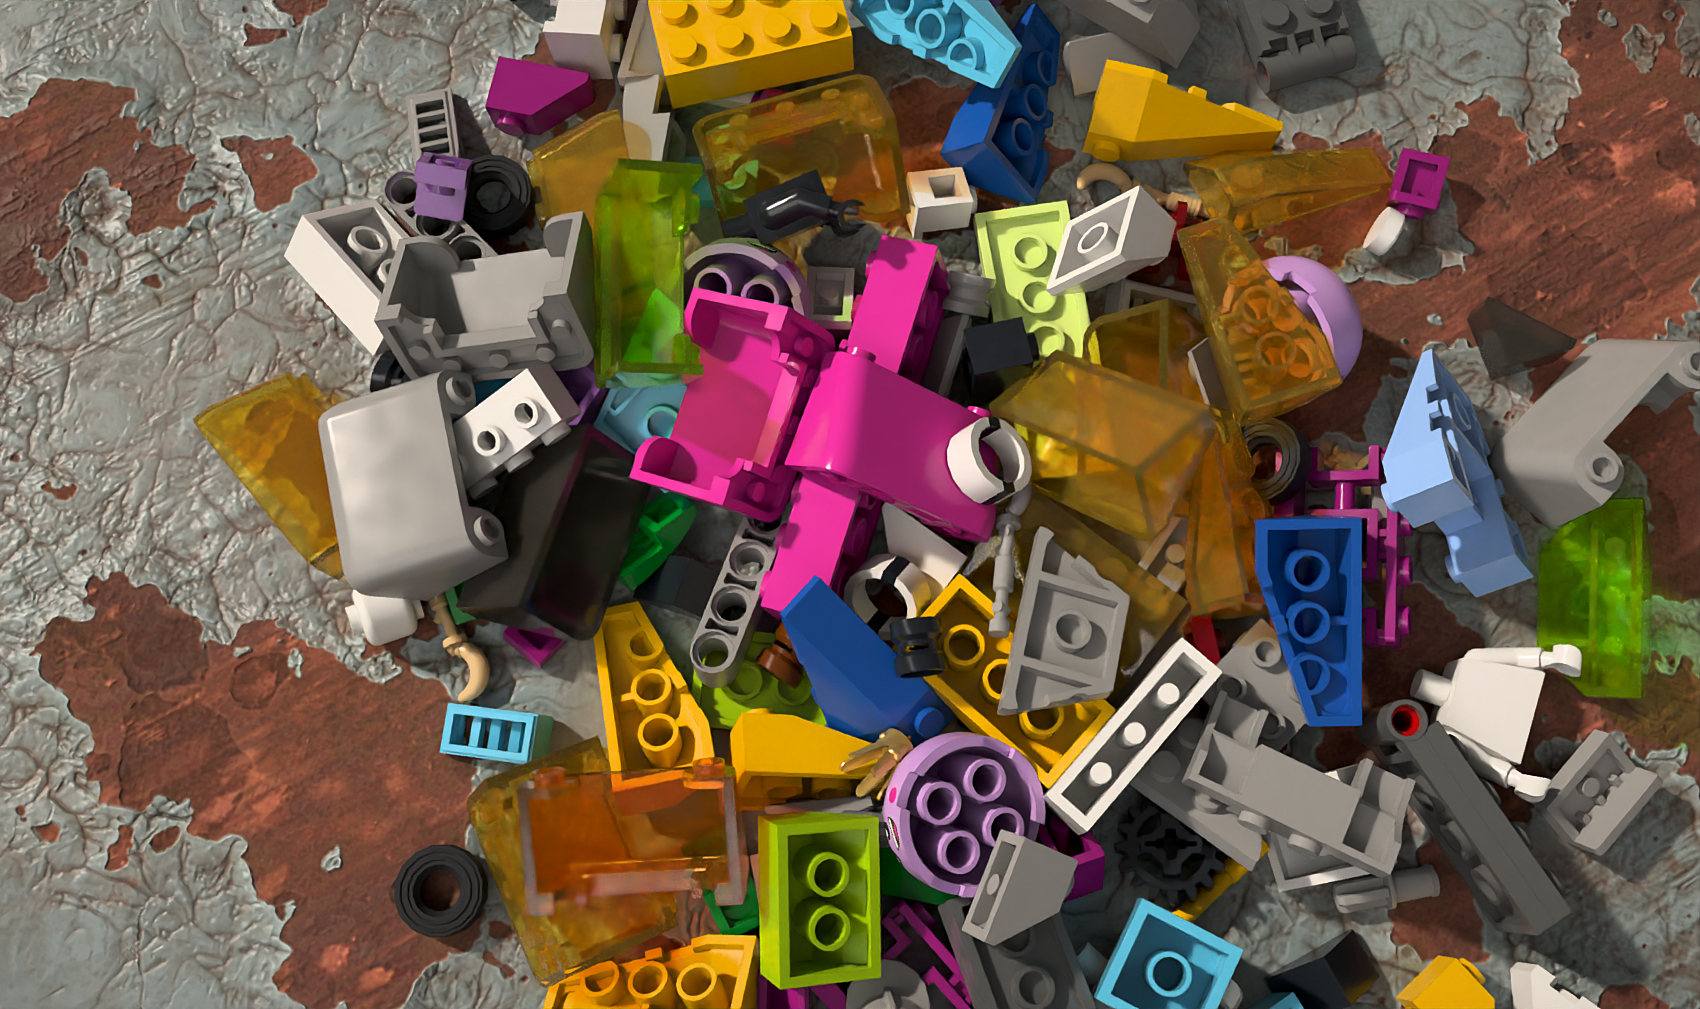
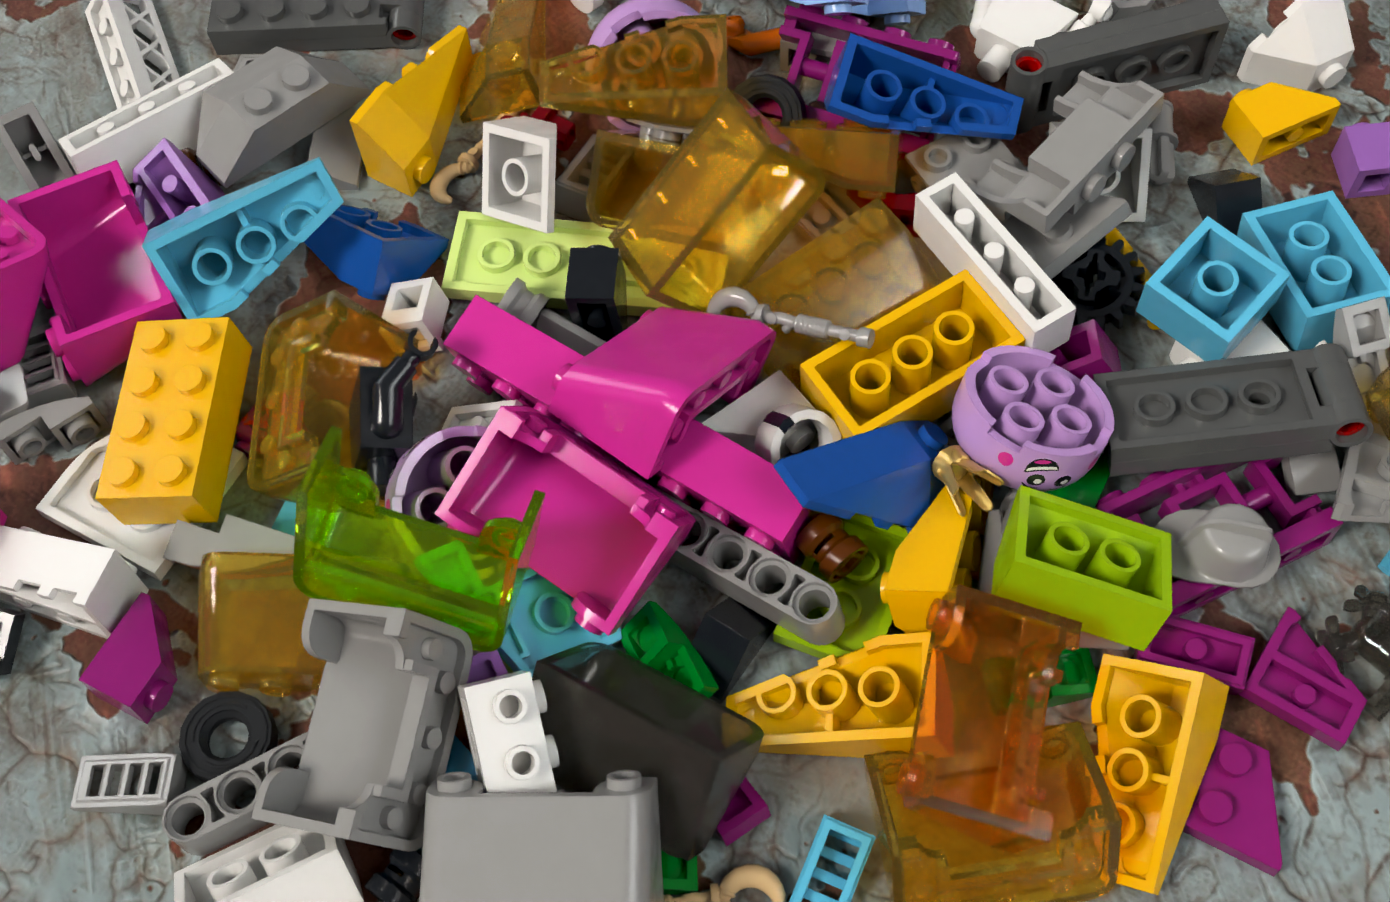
camera: 70 degrees left, 15 degrees down
(441, 186) = (204, 764): medium lavender slope -> none
(918, 647) = (854, 404): black wheel -> none
(970, 471) = (703, 303): white piece -> none
(1018, 888) = (1115, 380): light grey slope -> none
(1063, 634) = (883, 287): light grey wing -> none
(1379, 413) = (751, 42): none -> orange arm

